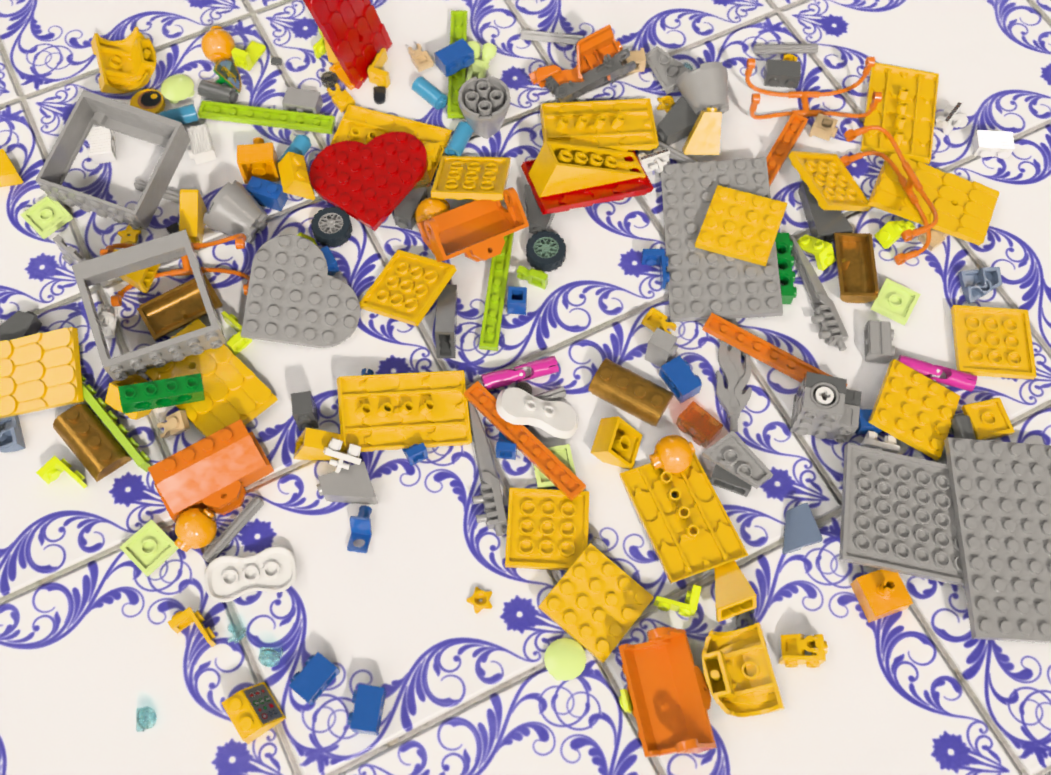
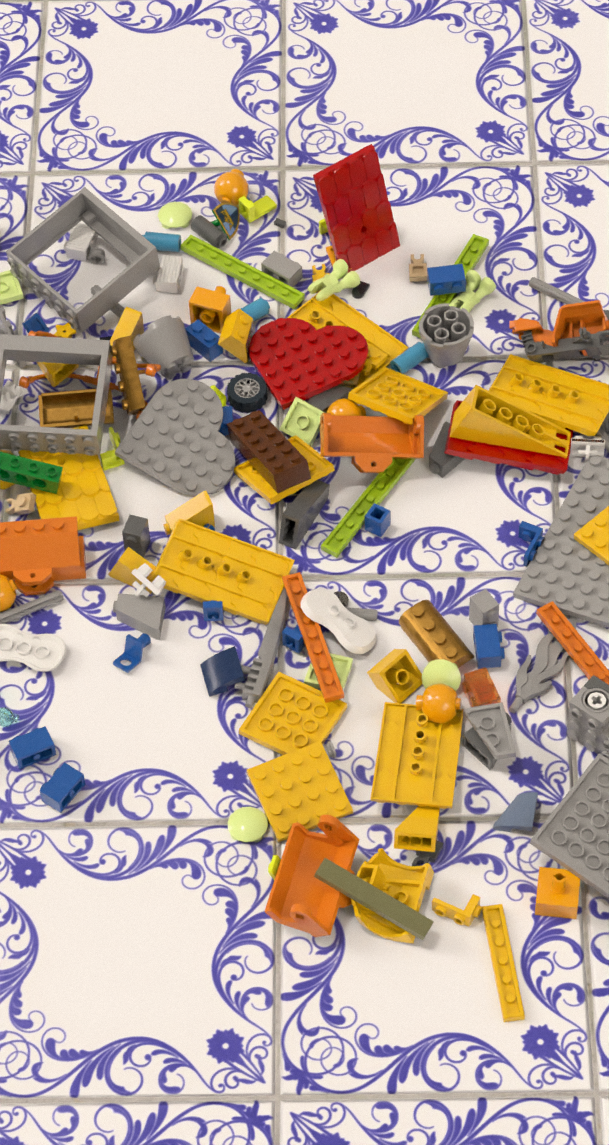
camera: 30 degrees right, 10 degrees down
(99, 240) = (35, 324): none -> blue bracket
(123, 151) = (96, 255): none -> light grey bush
(124, 63) = (138, 174): yellow piece -> none
(148, 100) = (141, 218): tile -> none
(218, 254) = (129, 375): none -> pearl gold container
(329, 79) = (320, 257): clear smoke tile -> none
(348, 363) = (196, 510): none -> yellow slope
(353, 98) = (329, 283): none -> yellowish green piece
(374, 71) = (367, 264): yellow bracket -> none
(387, 276) = (268, 451): none -> reddish brown brick
(399, 234) = (302, 421): none -> yellowish green plate
(429, 93) = (407, 304): dark azure brick -> none
(457, 511) = (222, 671): none -> dark blue slope
(474, 600) = (203, 745): yellow plate -> none
(508, 376) = (326, 580): dark pink piece -> none
(534, 277) = (408, 508): lime plate -> none
(546, 251) = (432, 480): black wheel -> none
(656, 319) = (500, 591): yellow plate -> none
(658, 426) = (441, 672): none -> yellowish green dish
(683, 609) = (380, 830): neon yellow bracket -> none
(737, 689) = (373, 899): none -> olive tile
(796, 644) = (456, 896): yellow plate -> none
(874, 689) = (503, 963): none -> yellow tile

